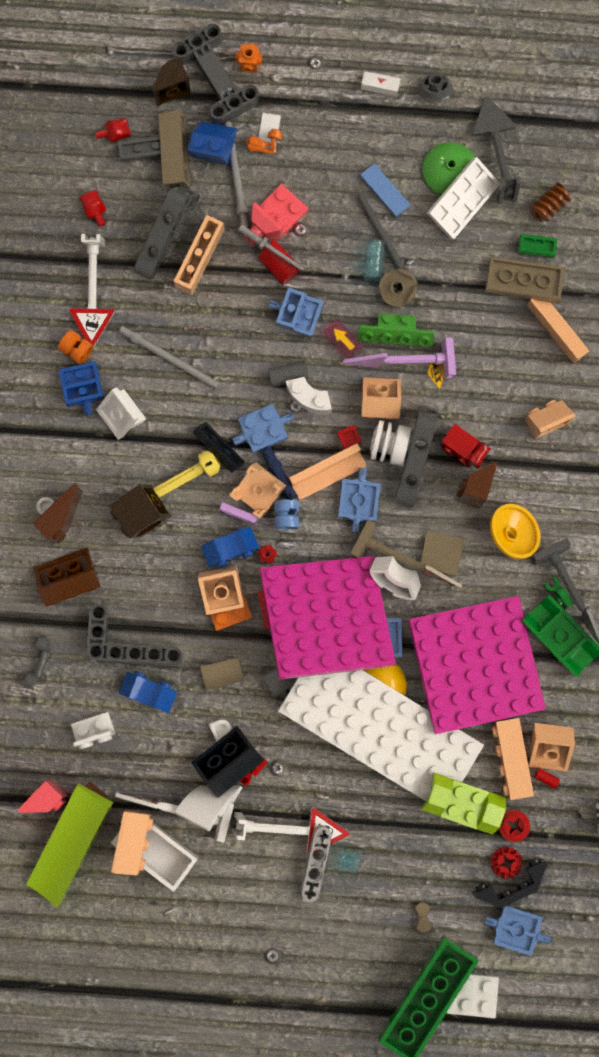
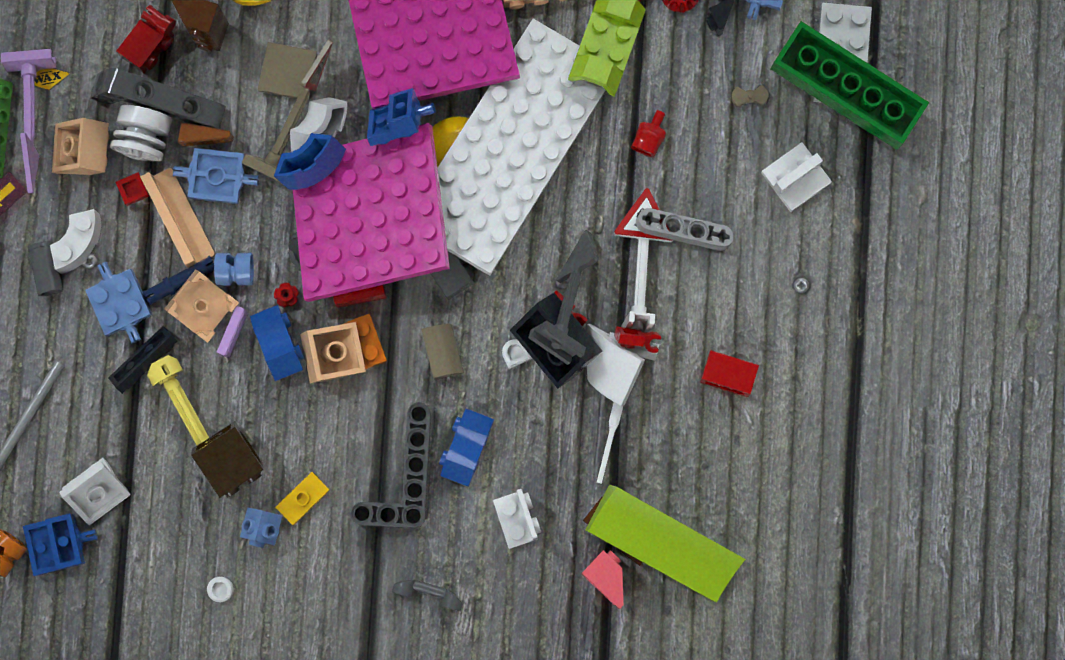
camera: 85 degrees left, 0 degrees up
(58, 517) = (239, 573): reddish brown slope -> none
(66, 577) = (314, 558): reddish brown slope -> none
(90, 536) = (260, 527): none -> medium blue brick
(112, 567) = (302, 498): none -> yellow plate
(132, 842) = (660, 456): light nougat slope -> none
(166, 857) = (670, 433): white piece -> none
(201, 897) = (729, 373): none -> red brick
(223, 761) = (555, 337): none -> dark grey piece
(227, 823) = (635, 337): none -> red plate
(348, 861) = (680, 188): clear light blue plate -> none
(358, 954) = (796, 176): none -> white bracket
(365, 572) = (310, 162): none -> blue brick
(390, 486) = (200, 135): none -> dark orange slope
(390, 837) = (650, 136): none -> red piece
(399, 638) = (398, 118): none -> blue plate

